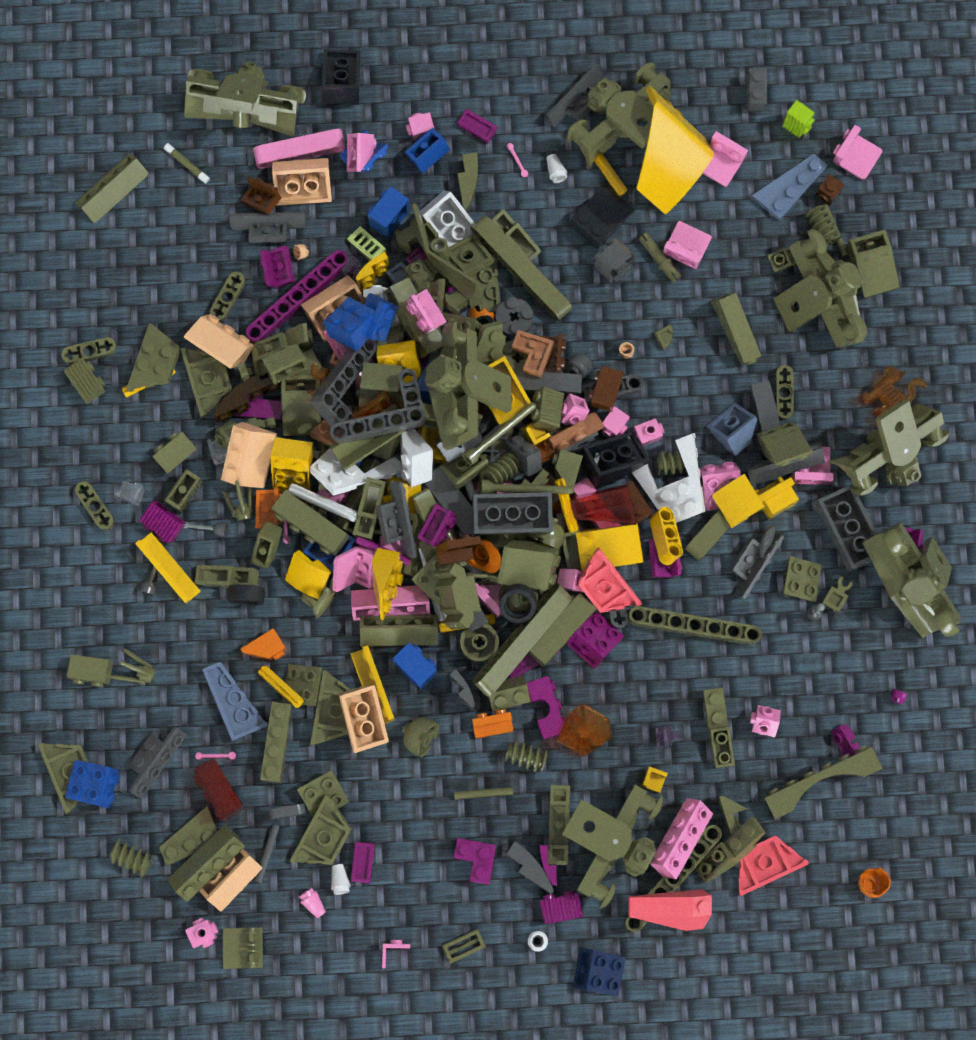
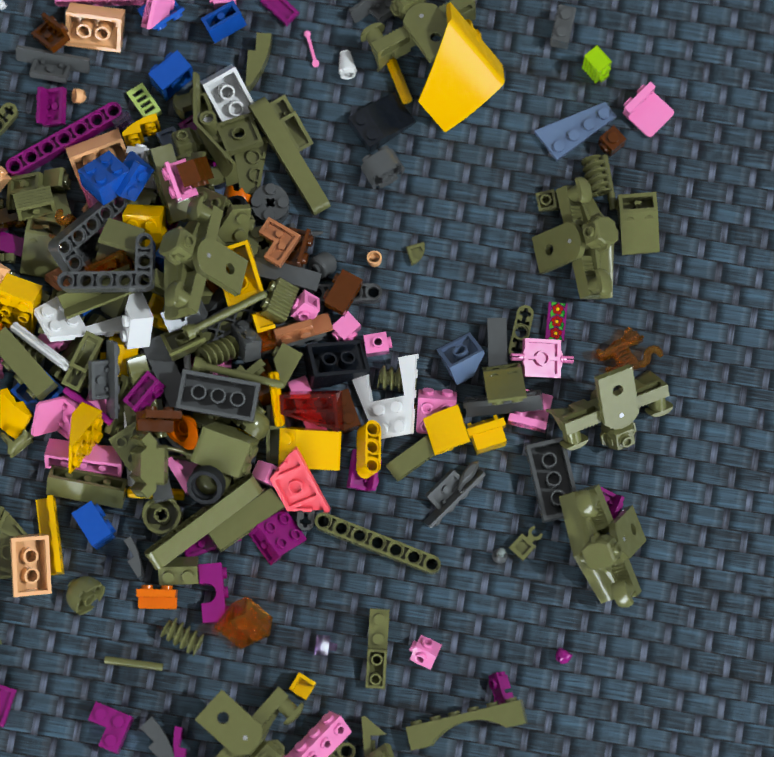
camera: 15 degrees right, 0 degrees up
(441, 300) = (195, 172): none -> reddish brown brick
(557, 823) = (202, 696): olive slope -> none
(659, 257) = (428, 173): olive pin -> none
(687, 245) = (458, 166): bright pink bracket -> none
(726, 159) = (515, 91): bright pink bracket -> none
(736, 327) = (487, 259): olive slope -> none
(801, 579) = (494, 520): olive hinge -> none
(811, 412) = (541, 358): none -> bright pink plate
(815, 375) = (556, 321): none -> tile

